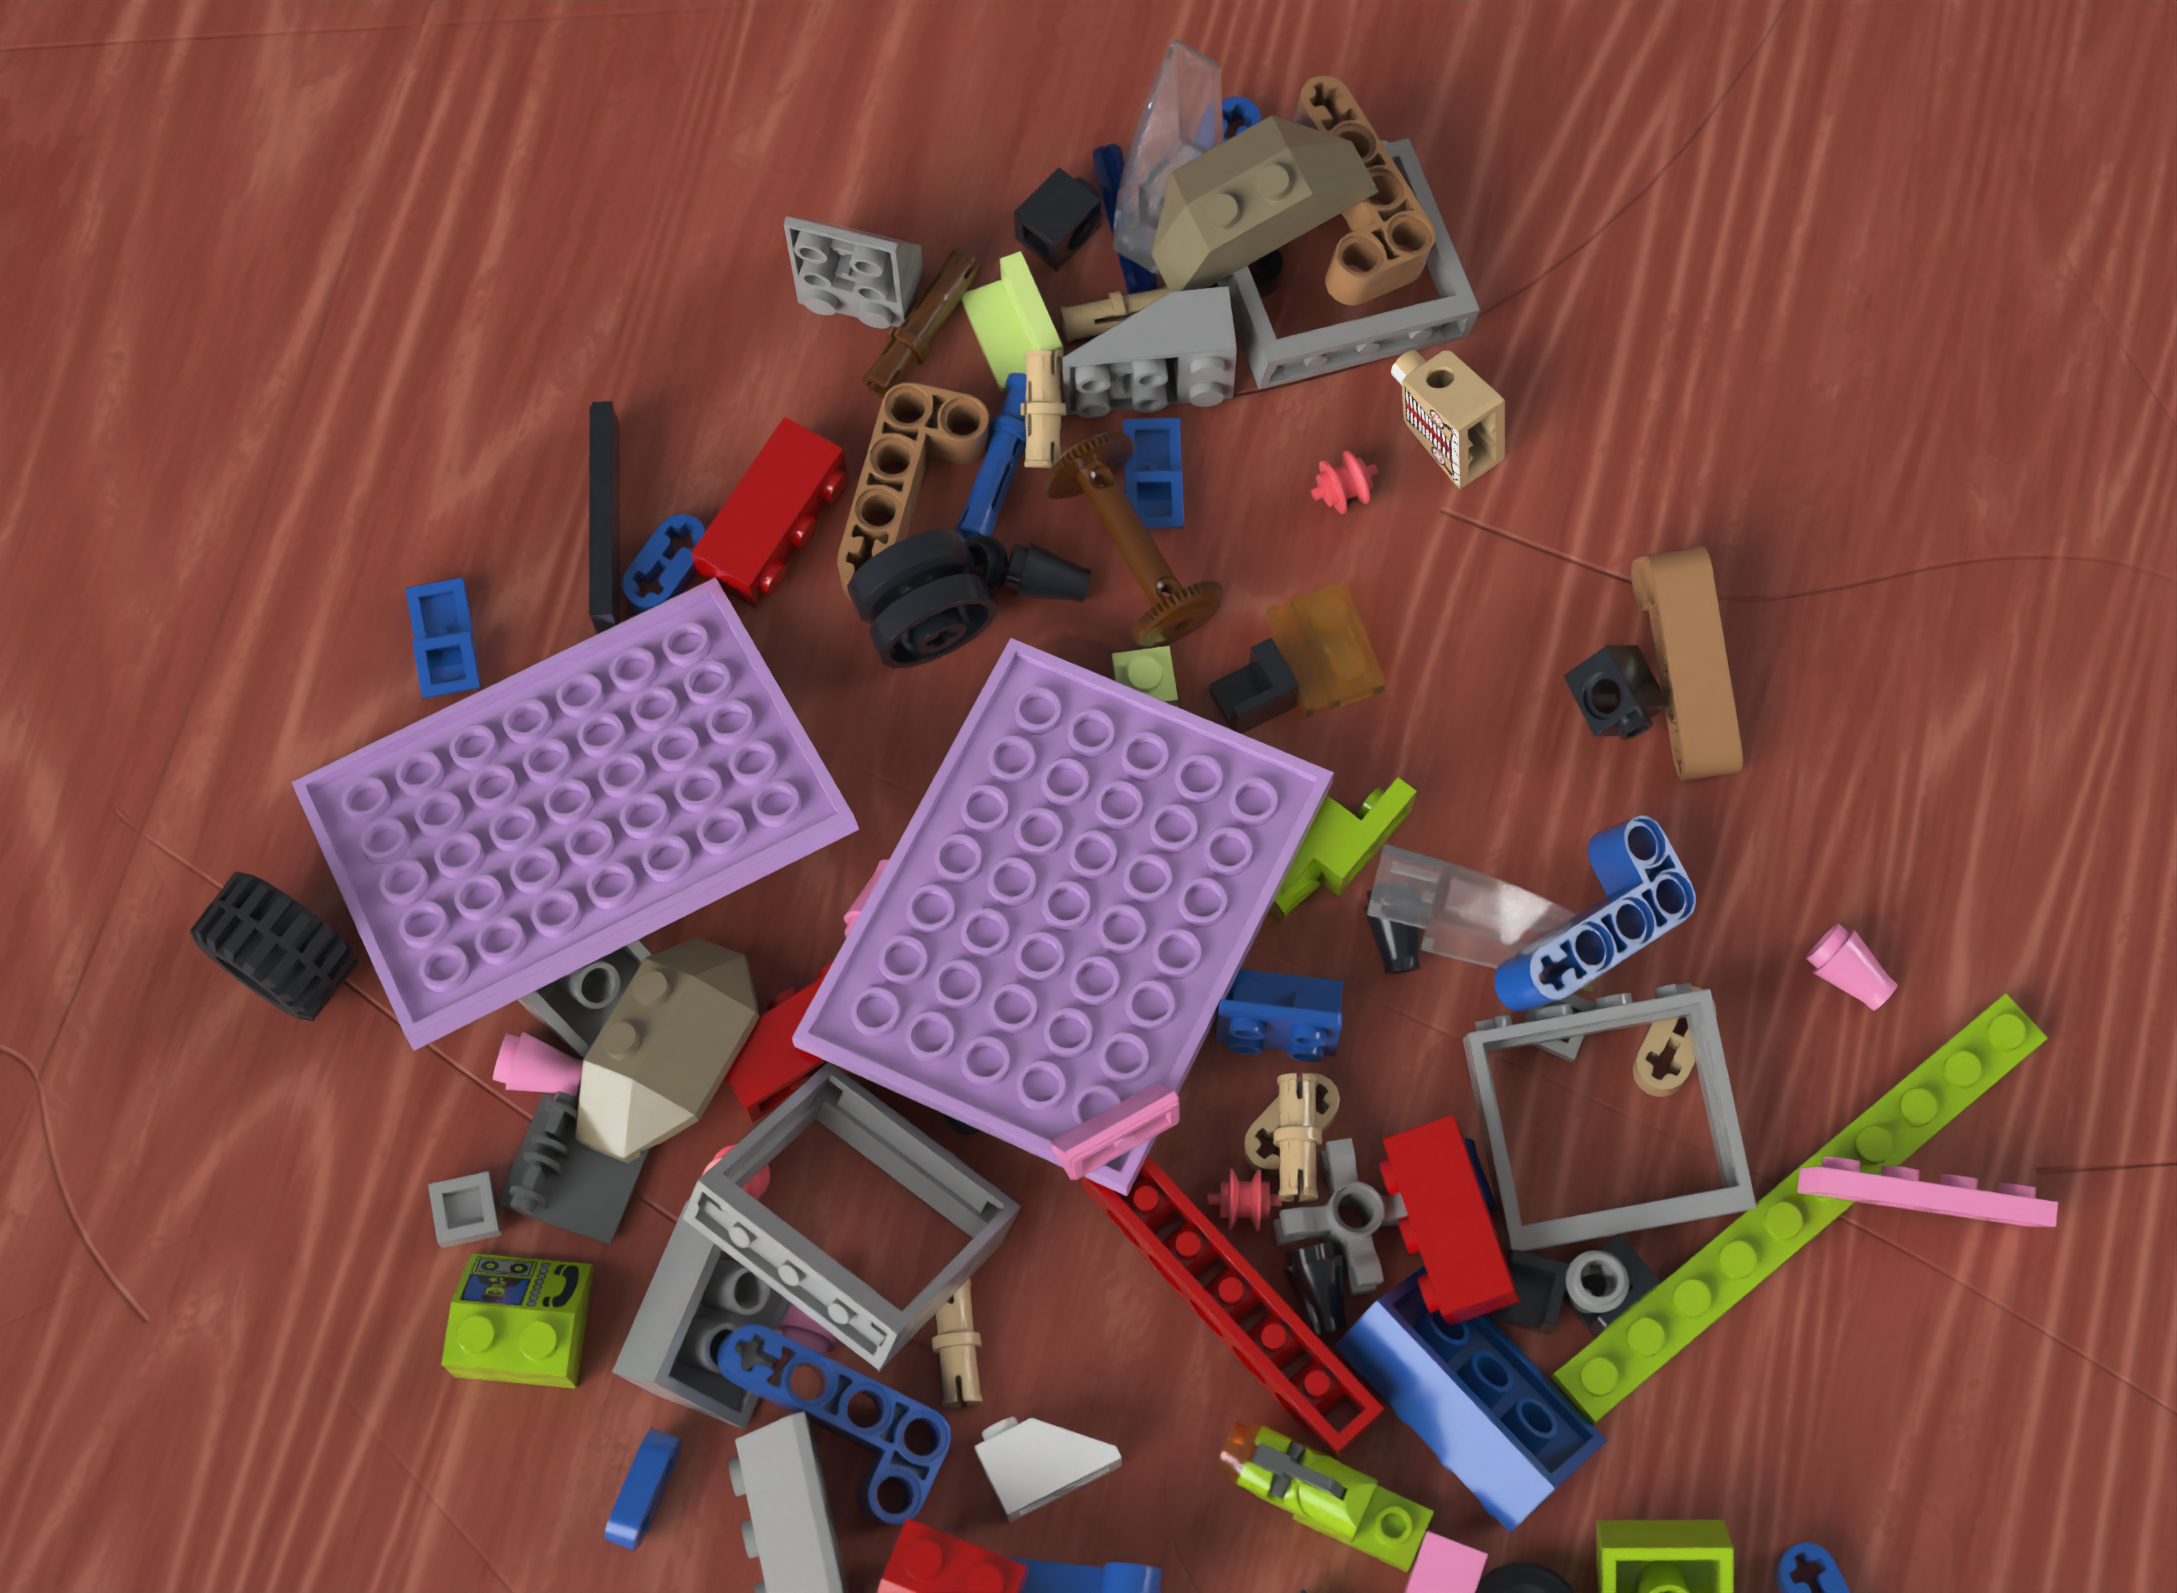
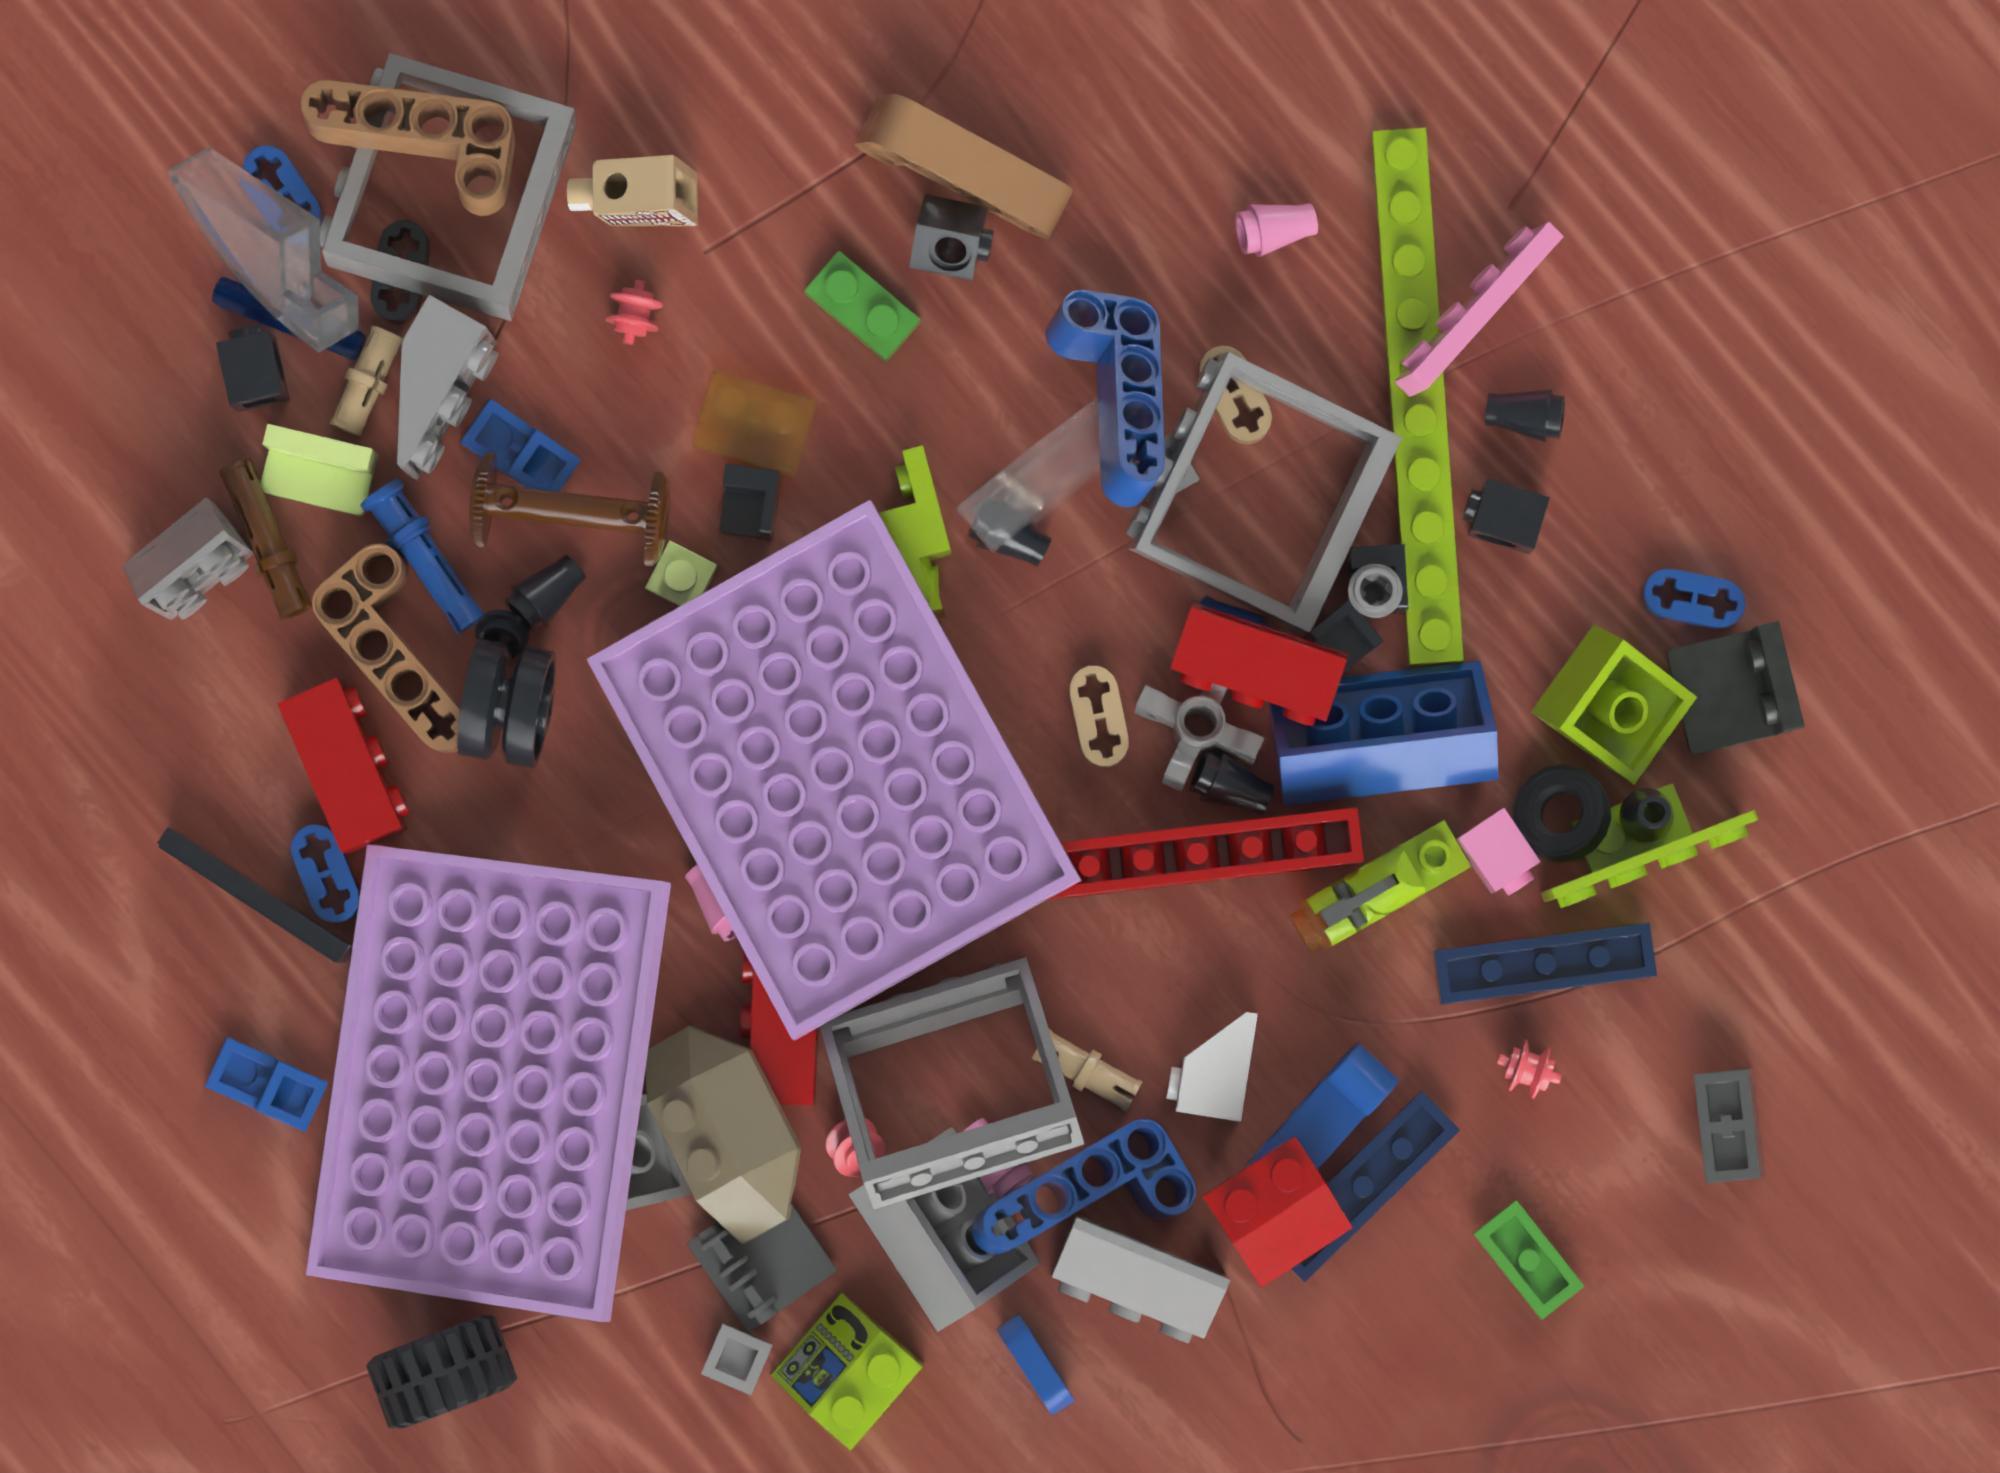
camera: 50 degrees left, 15 degrees up
(536, 1066) = (665, 1235): bright pink cone -> none
(1042, 408) = (416, 502): tan pin -> none
(1117, 1130) = (1032, 856): bright pink slope -> none
(1244, 1199) = (1131, 791): coral wheel -> none
(1253, 199) = (369, 222): dark tan wedge -> none
(1282, 1015) = (1014, 661): blue bracket -> none
(1297, 1137) = (1117, 722): tan pin -> none
(1498, 668) = (862, 306): none -> bright green plate
(1759, 1363) = (1505, 515): none -> black brick
(1869, 1319) = (1527, 413): none -> black cone

